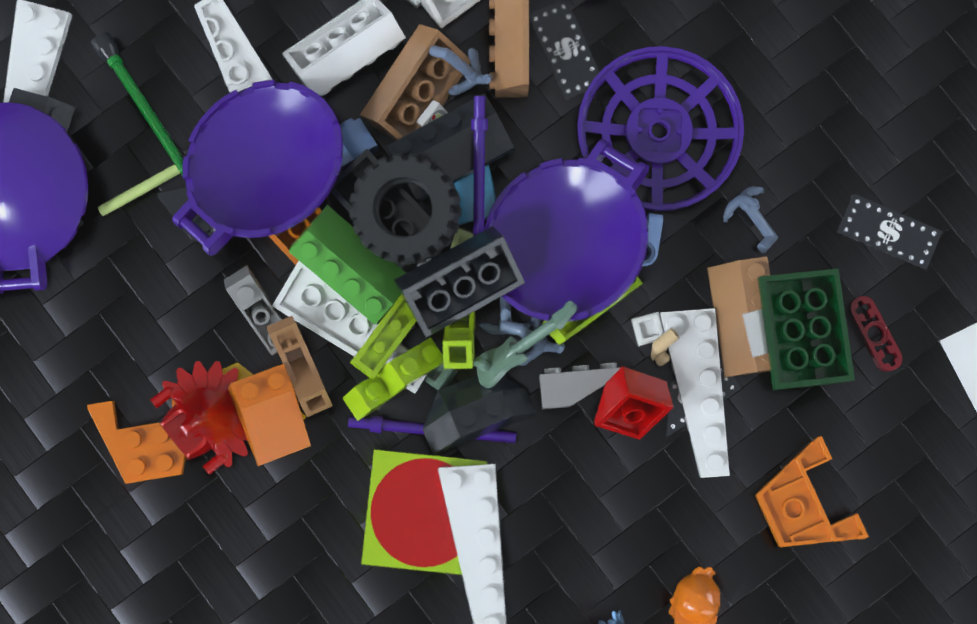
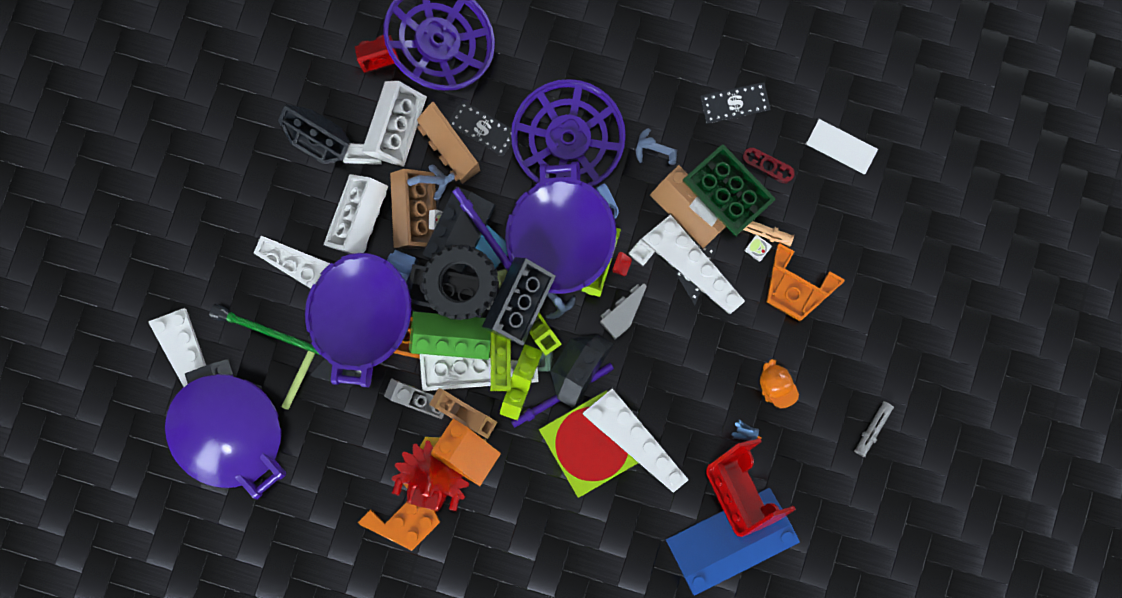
camera: 35 degrees left, 0 degrees up
(496, 362) = (571, 332): sand green piece -> none
(539, 347) = (584, 302): sand blue piece -> none
(614, 326) = (622, 264): none -> red slope
(633, 403) = (663, 299): red slope -> none
(660, 346) = (655, 256): tan arm -> none
(791, 423) = (758, 248): none -> tile
(820, 419) = (770, 233): none -> light nougat pin

